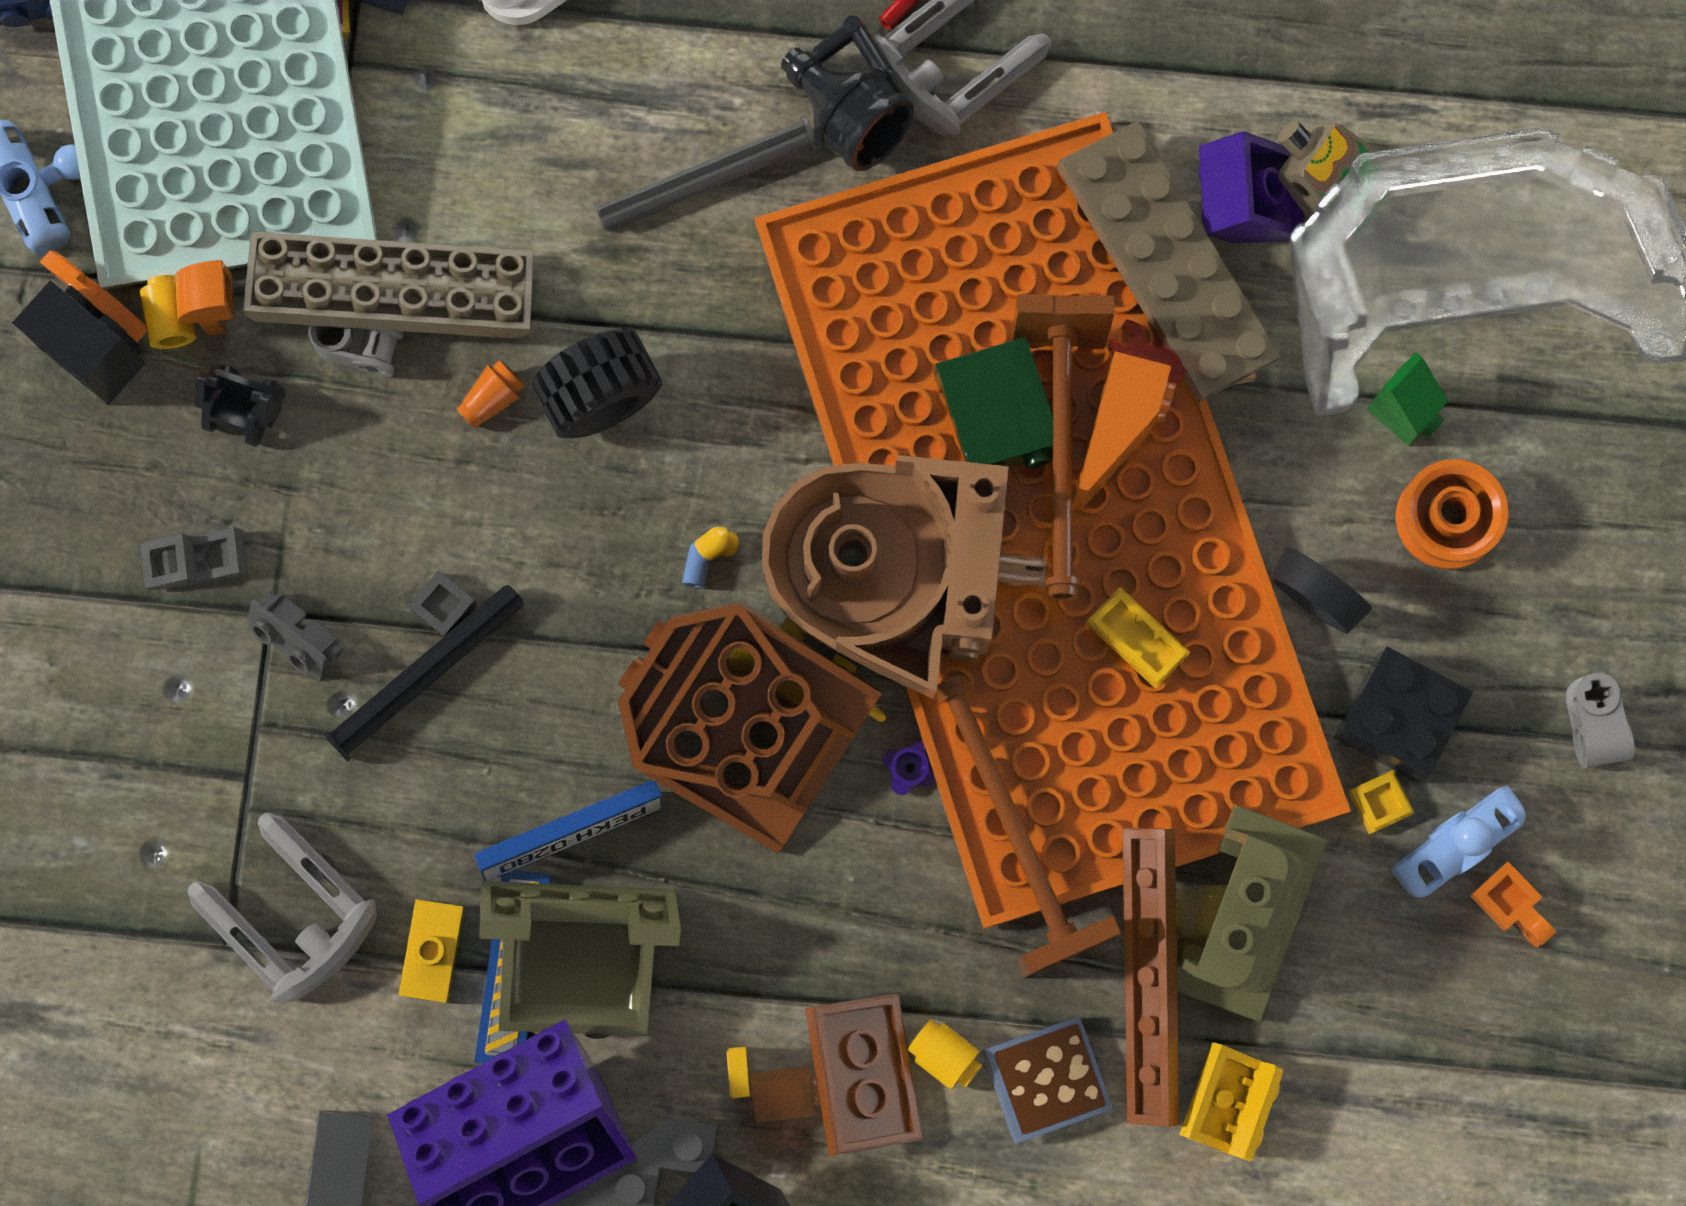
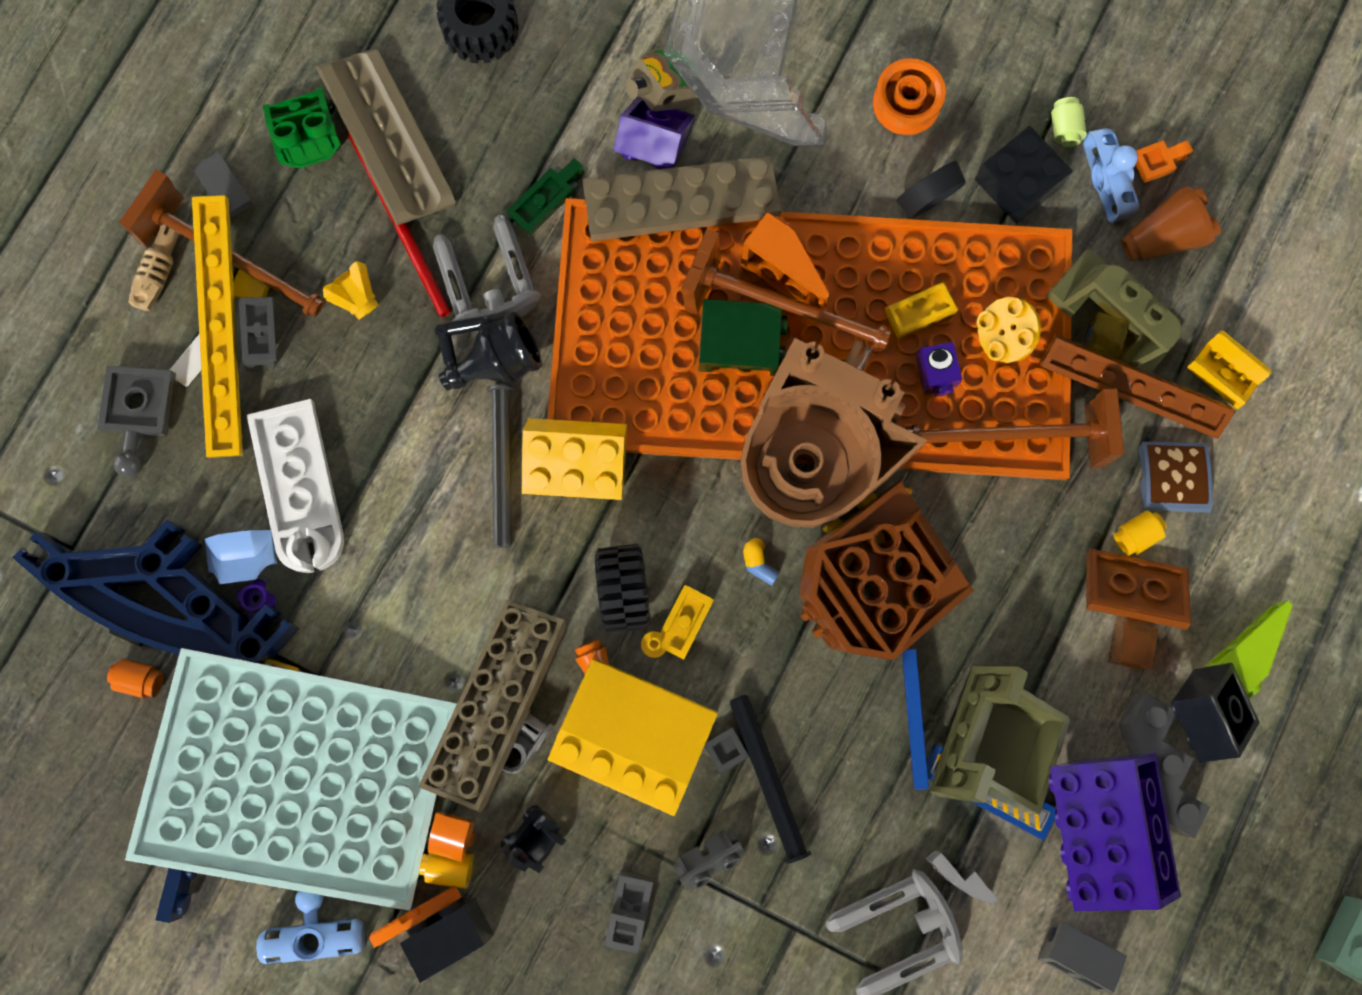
camera: 70 degrees left, 0 degrees up
(379, 981) = (967, 882): none -> light grey slope
(411, 474) = (633, 736): none -> yellow slope
(431, 951) = (959, 842): yellow plate -> none
(581, 483) = (680, 625): none -> yellow hinge
(738, 1072) = (1109, 668): yellow tile -> none
(746, 258) = (574, 458): none -> yellow brick
(903, 780) = (953, 493): dark purple plate -> none
(1060, 690) = (939, 369): none -> dark purple brick
(1100, 86) = (545, 196): none -> dark green hinge
(1149, 352) = (738, 236): clear red plate -> none
(1153, 763) = (1002, 316): none -> yellow plate
(1381, 802) = (1068, 211): yellow tile -> none
(1409, 950) = (1173, 227): none -> dark orange cone
(1410, 401) = (828, 91): green slope -> none
(1513, 753) = (1068, 122): none -> yellowish green brick
(1601, 726) = (1067, 66): light grey piece -> none

